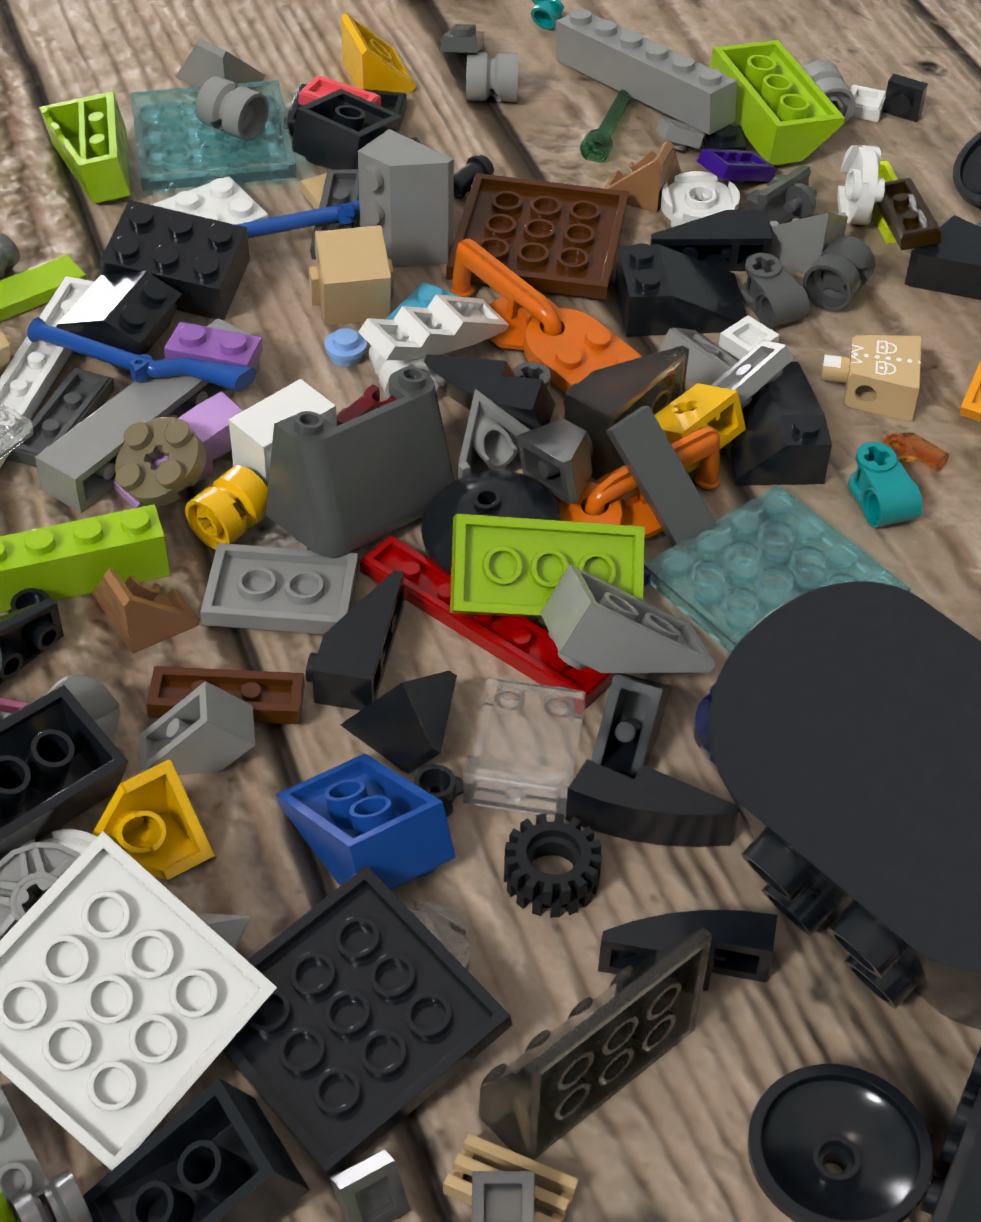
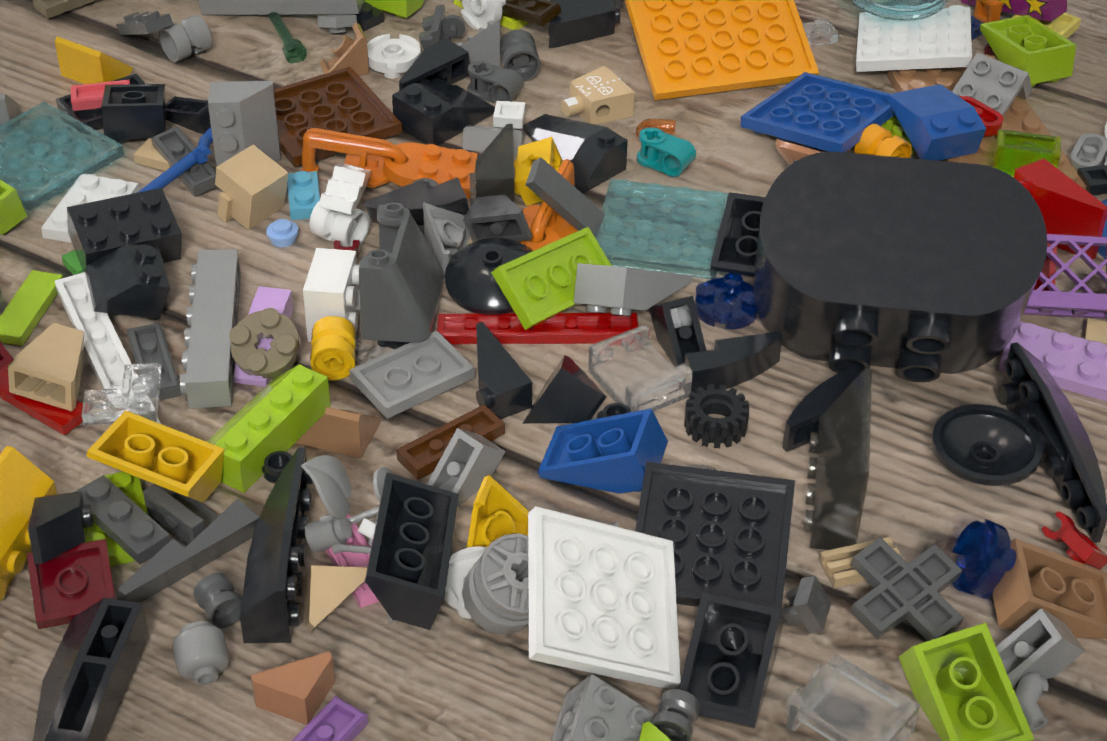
camera: 40 degrees left, 5 degrees down
(143, 366) = (248, 276): blue piece -> none
(213, 345) = (223, 266): medium lavender plate -> none
(232, 108) = (48, 128): light grey wheel -> none
(736, 165) = (393, 24): dark purple plate -> none
(755, 370) = (539, 122): light grey plate -> none

